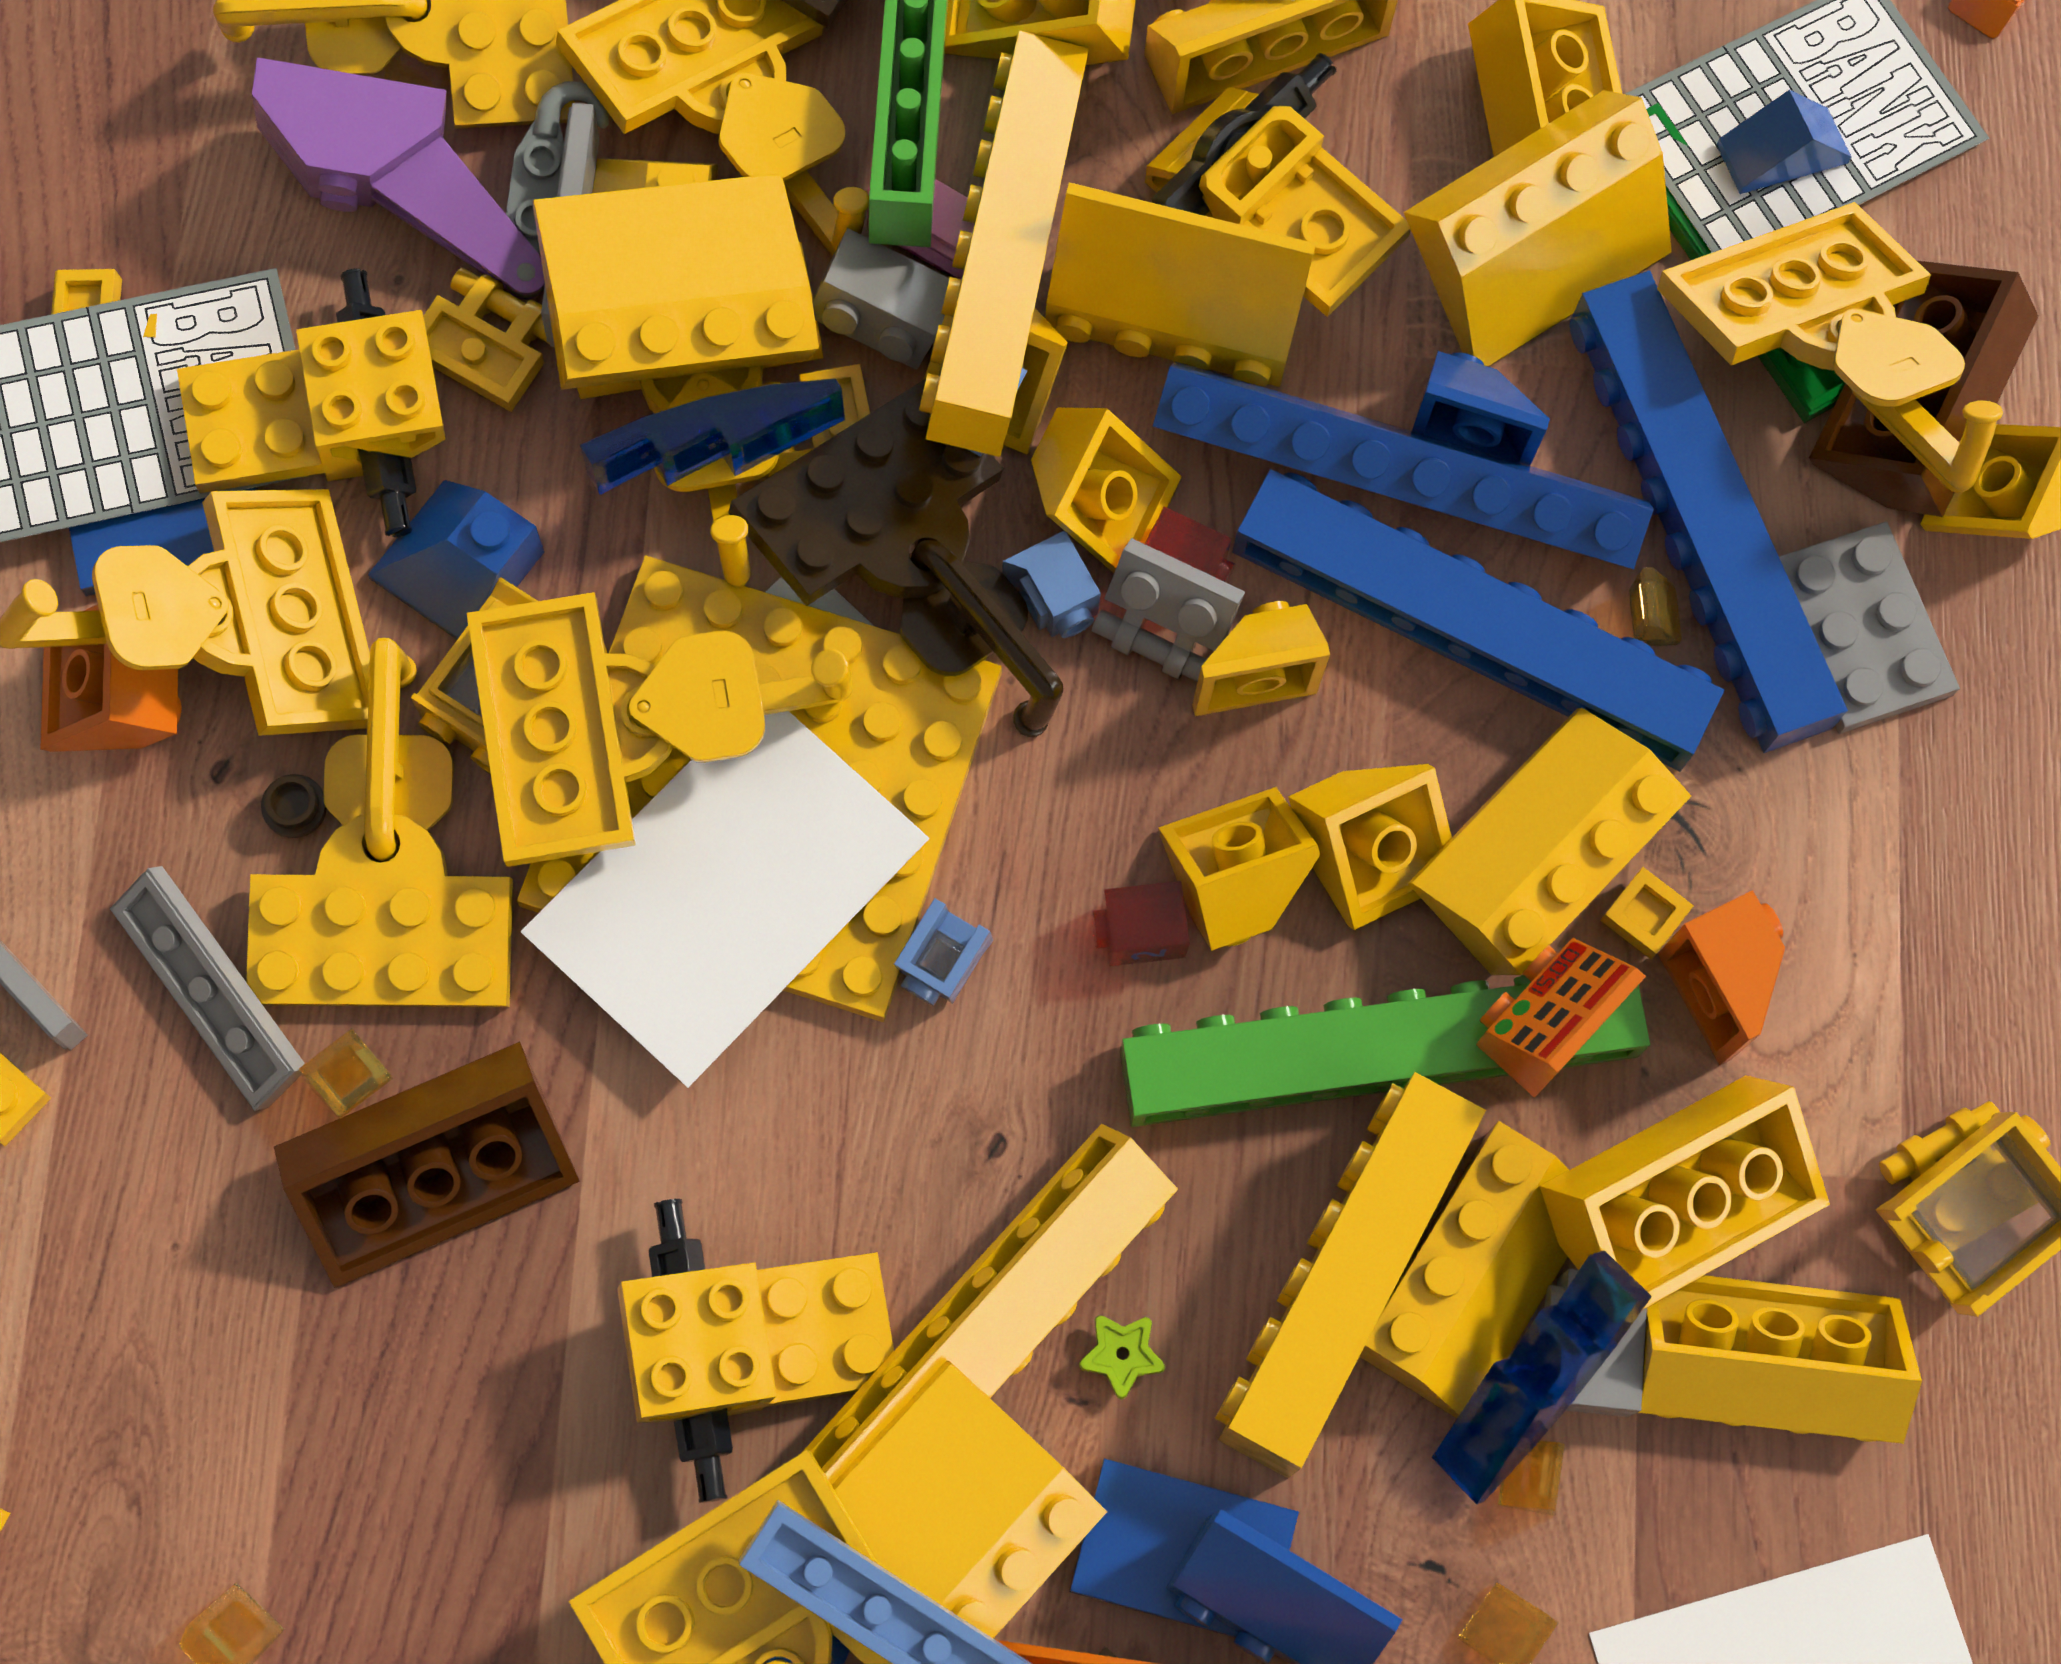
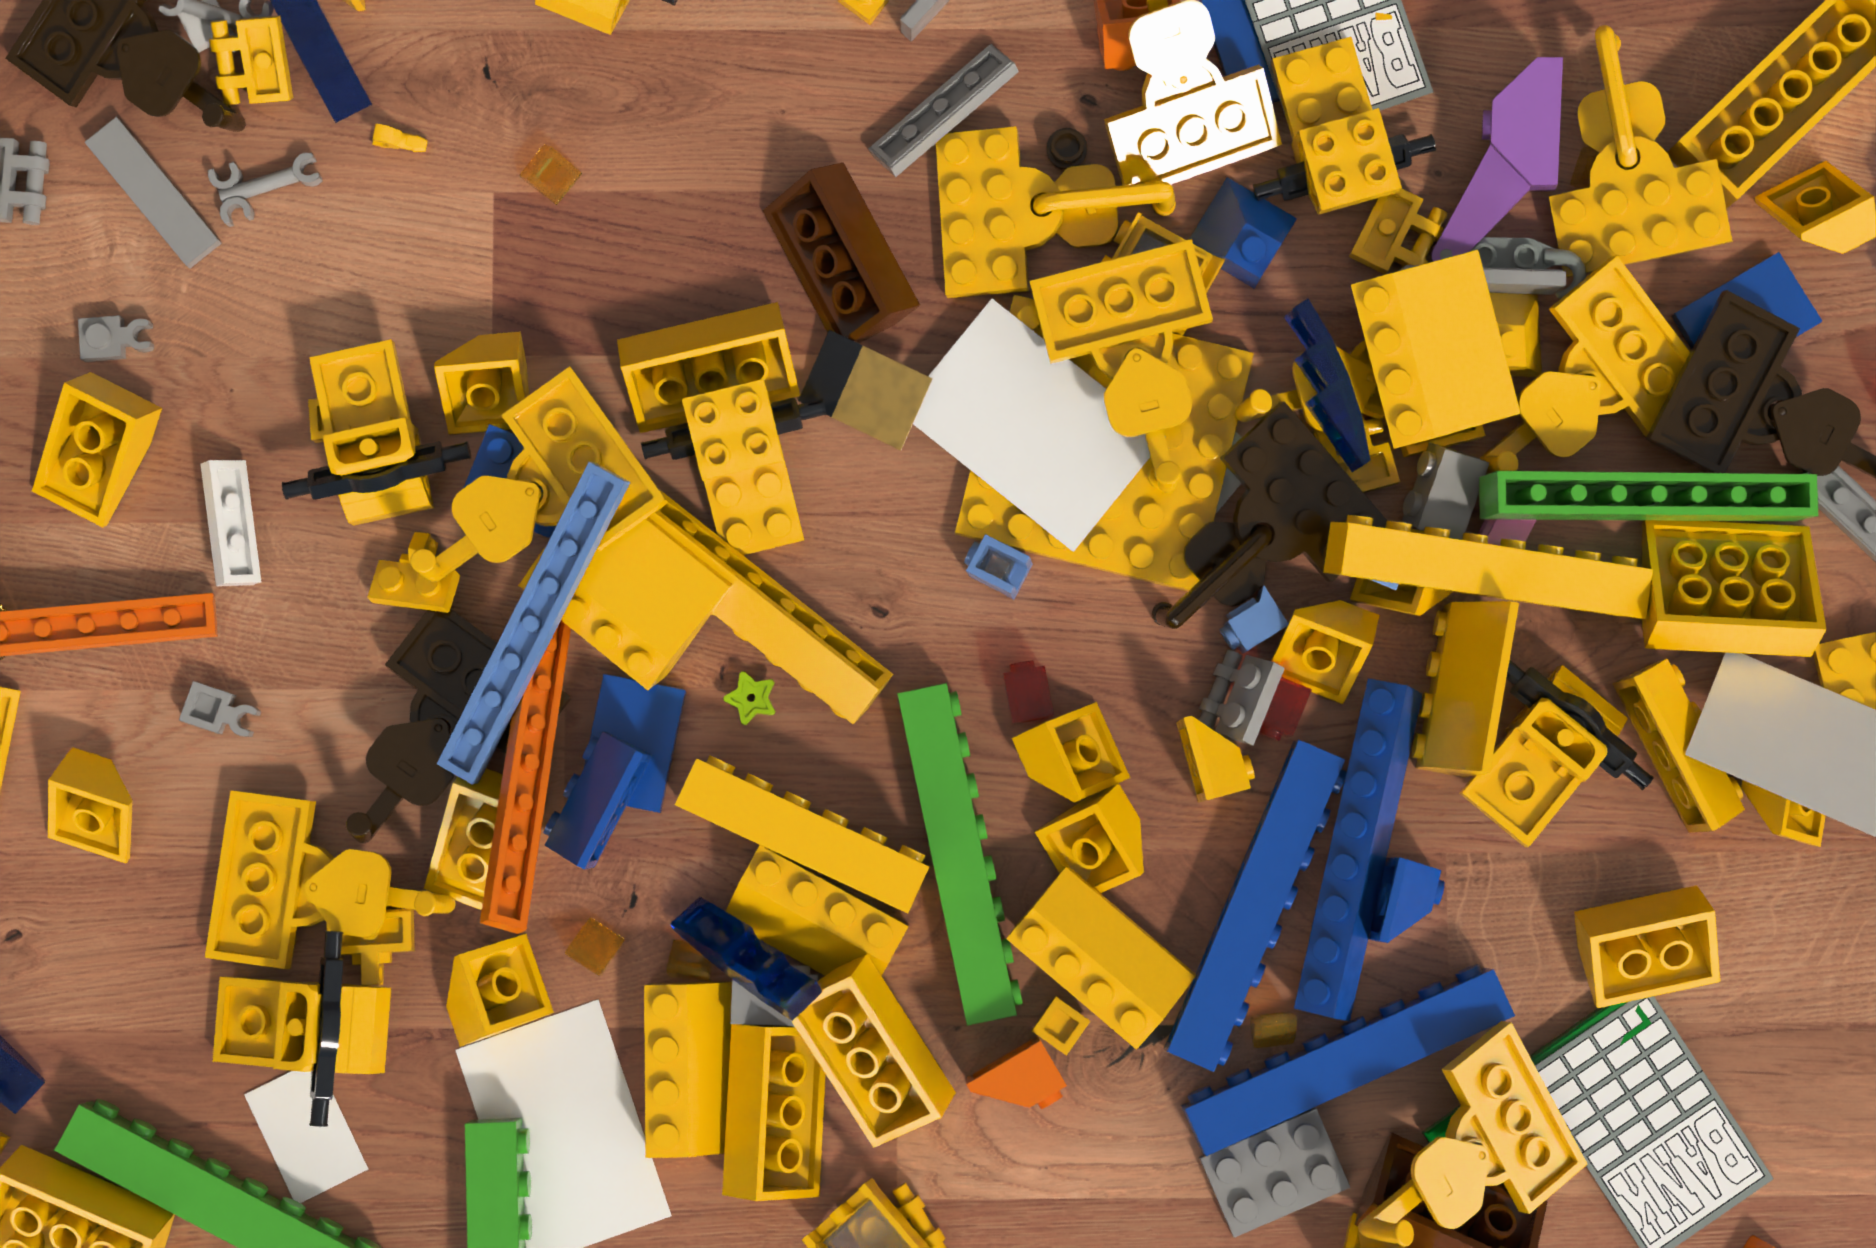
camera: 90 degrees right, 10 degrees up
(345, 1074) = (892, 200): clear yellow slope -> none
(572, 1392) = (703, 358): none -> yellow slope
(645, 1137) = (866, 389): none -> pearl gold sticker
(1546, 224) = (1539, 940): yellow slope -> none
(1556, 1012) = (976, 958): orange slope -> none
(1704, 1489) = (686, 1067): none -> yellow slope
(1782, 143) = (1625, 1112): blue slope -> none

